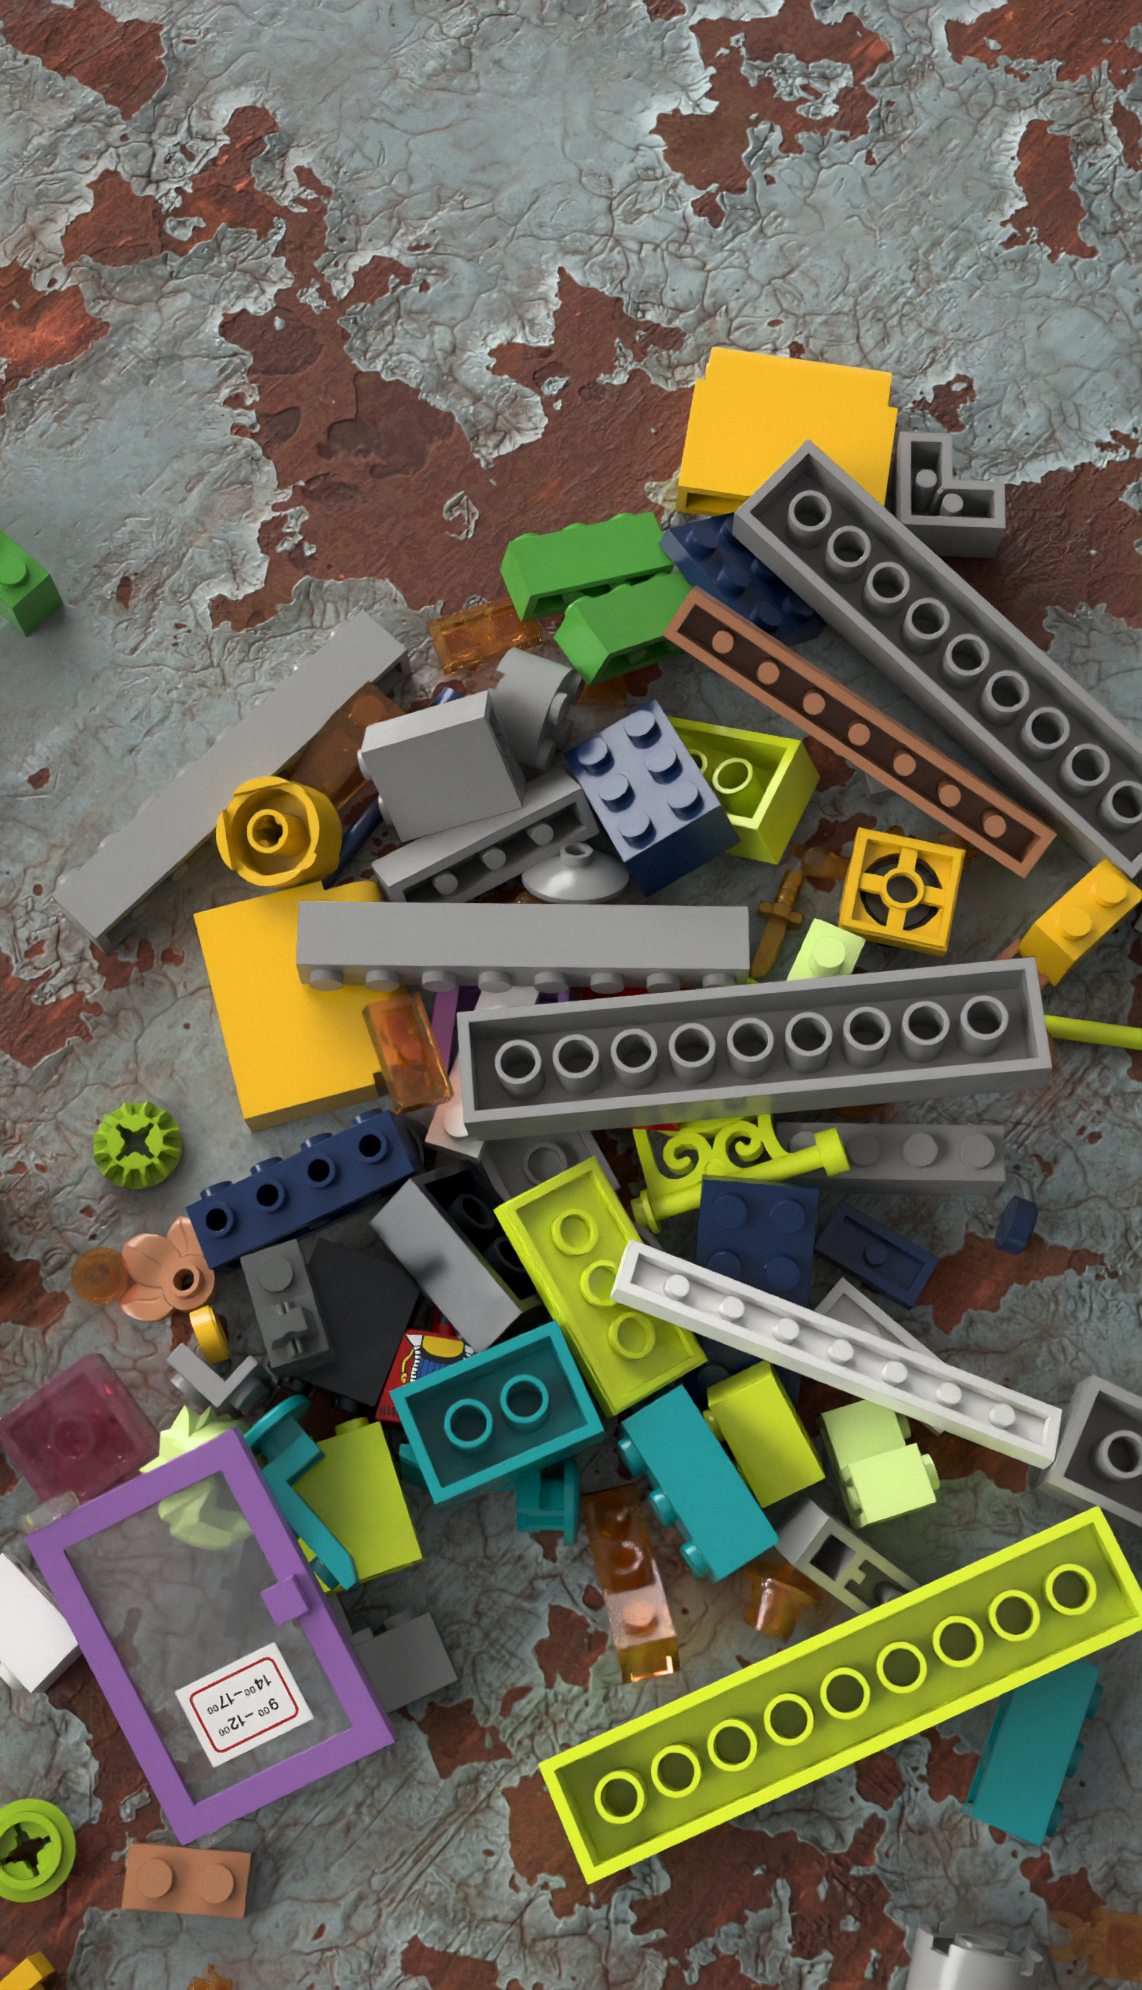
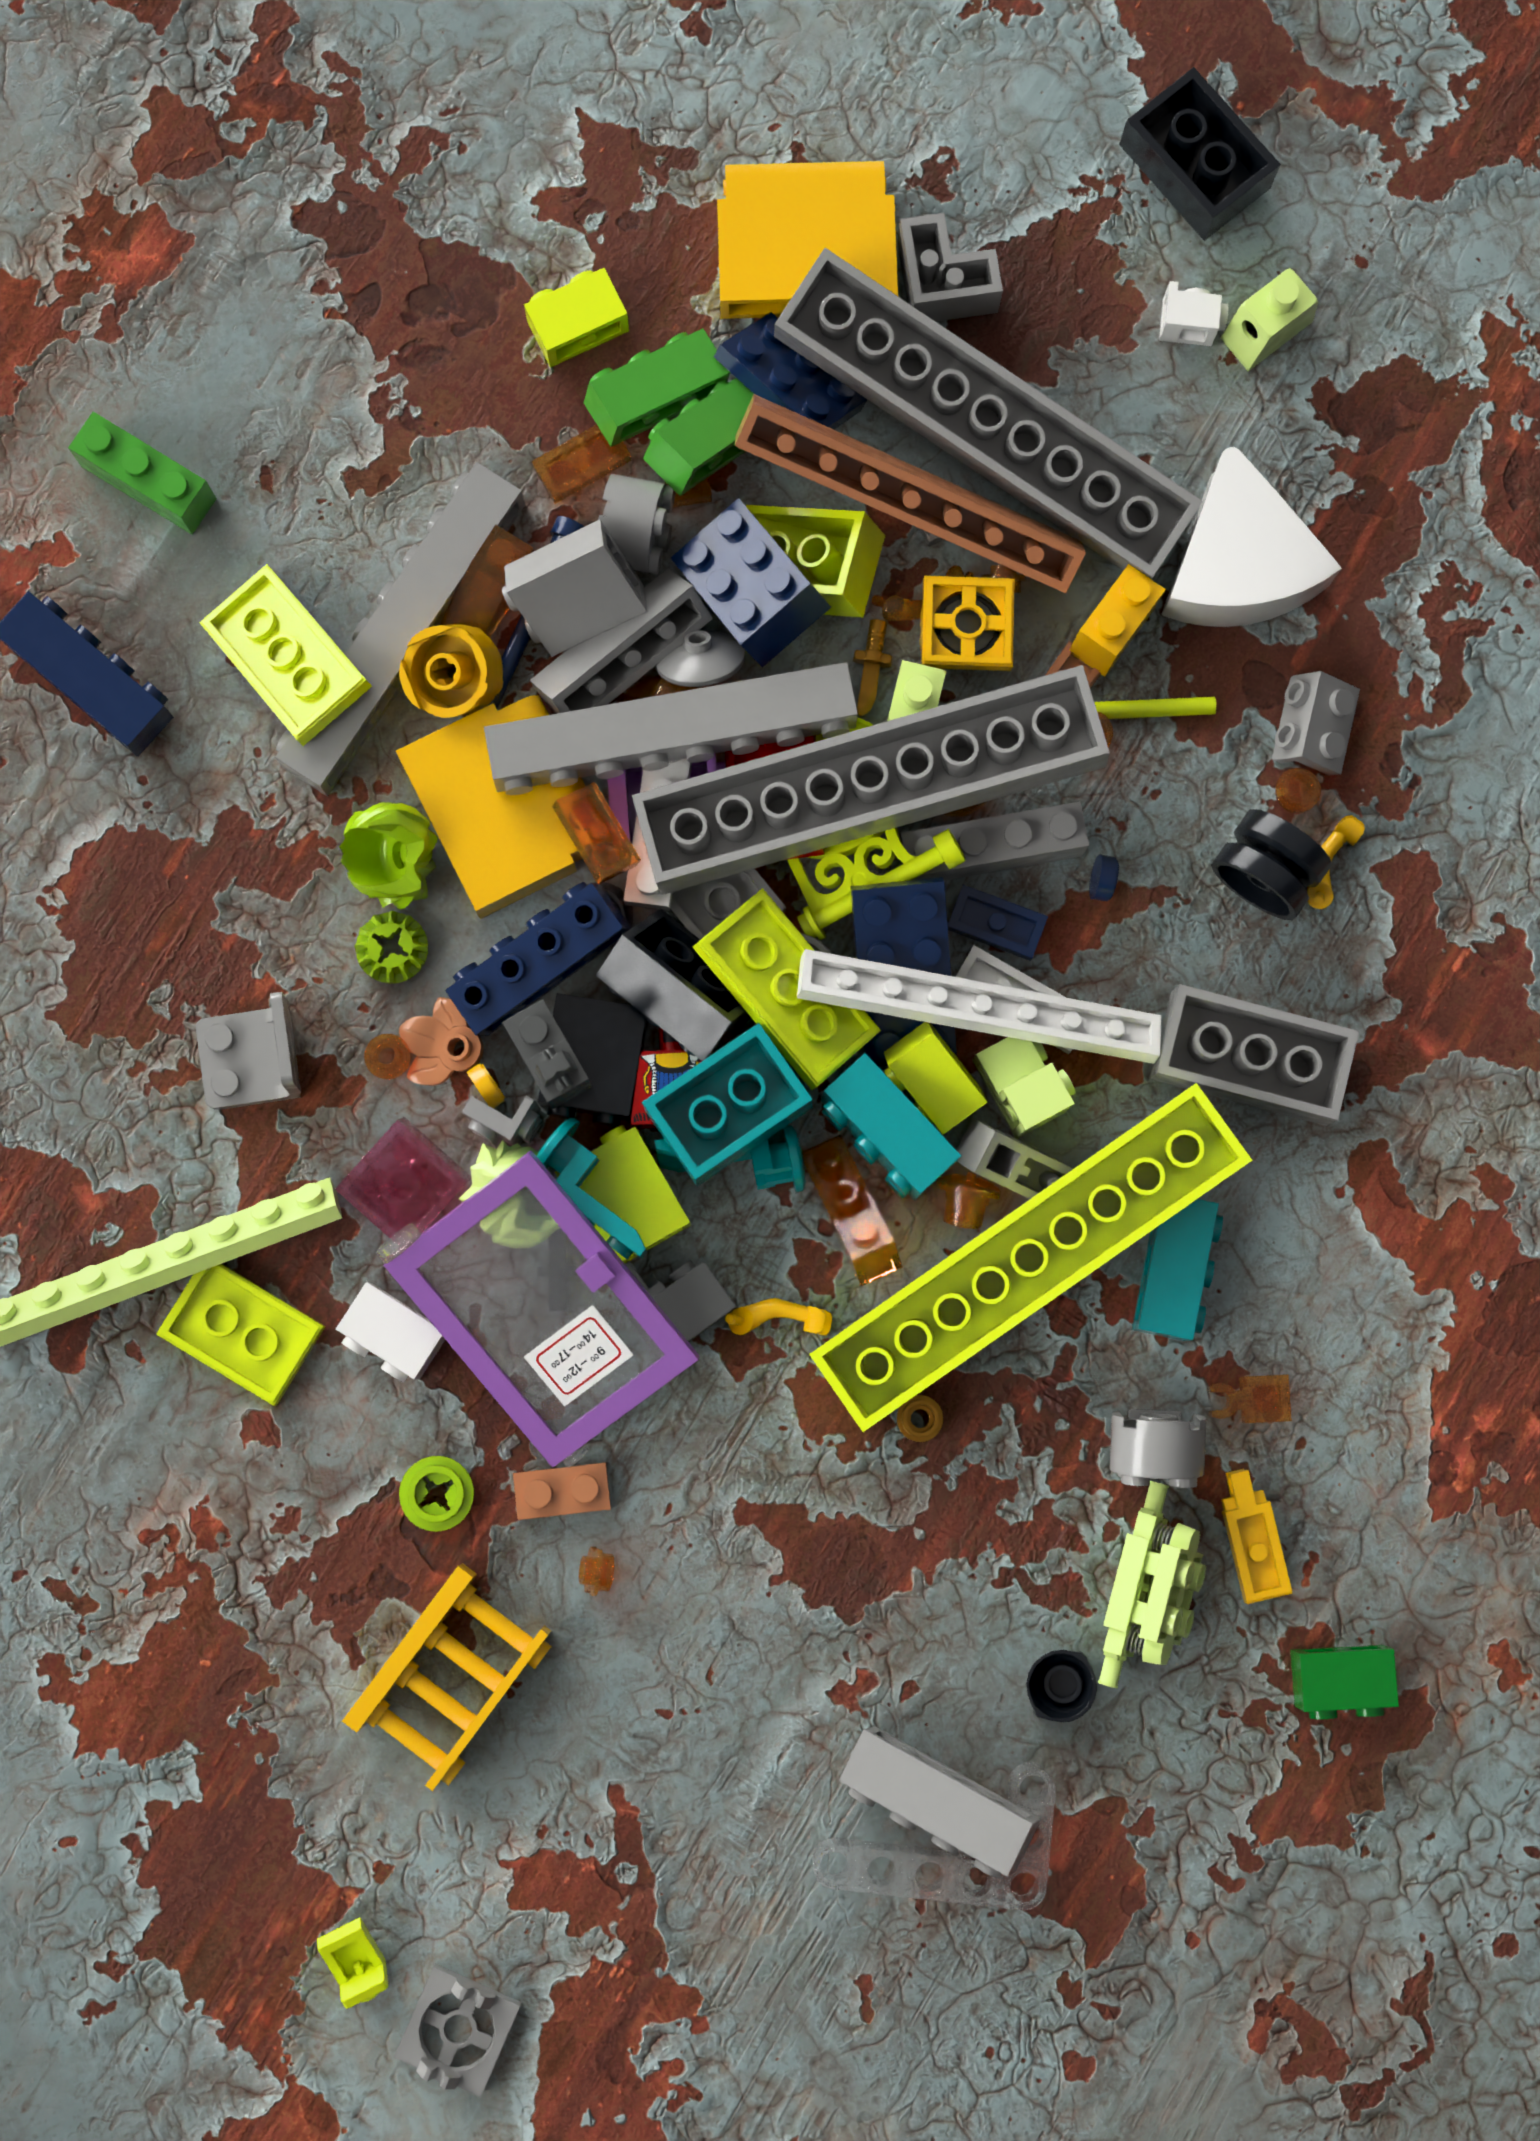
camera: 15 degrees left, 10 degrees up
(93, 784) = (285, 655): none -> neon yellow tile
(158, 1032) = (389, 853): none -> lime hair
(474, 1696) = (751, 1316): none -> yellow piece
(512, 478) = (576, 316): none -> neon yellow brick
(677, 1895) = (934, 1423): none -> pearl gold plate

